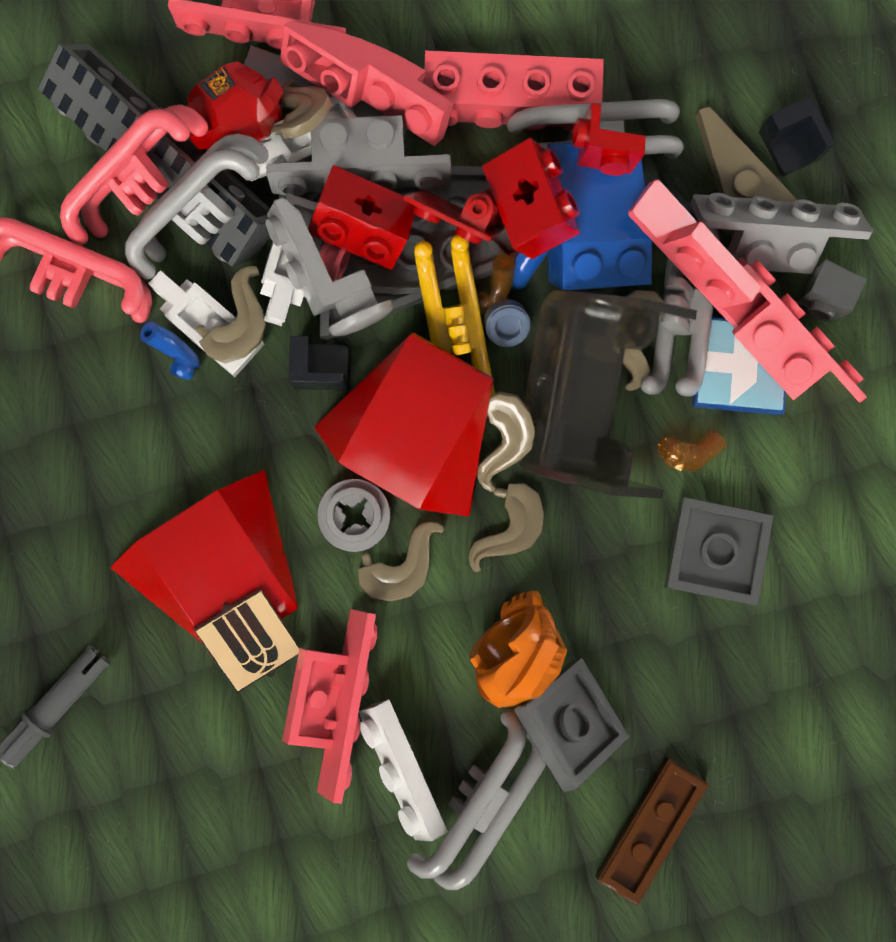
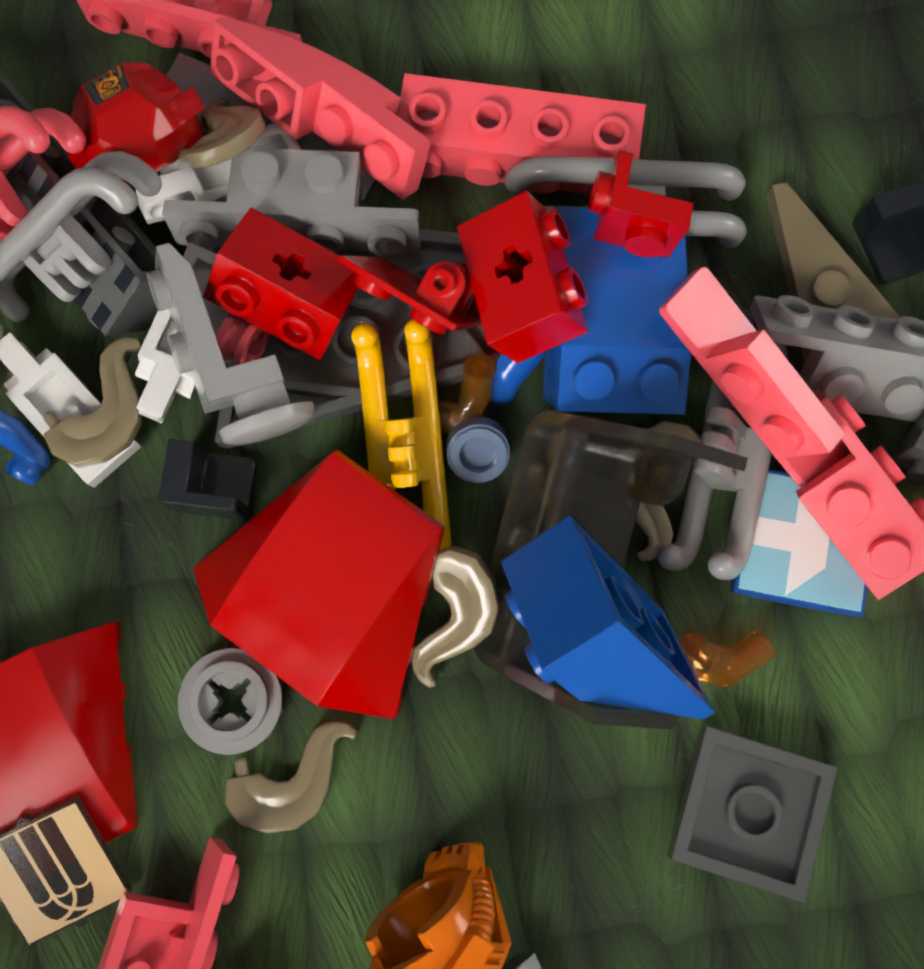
camera: 15 degrees right, 5 degrees down
(524, 527) = (472, 746): dark tan piece -> none
(605, 433) = (598, 627): none -> blue slope

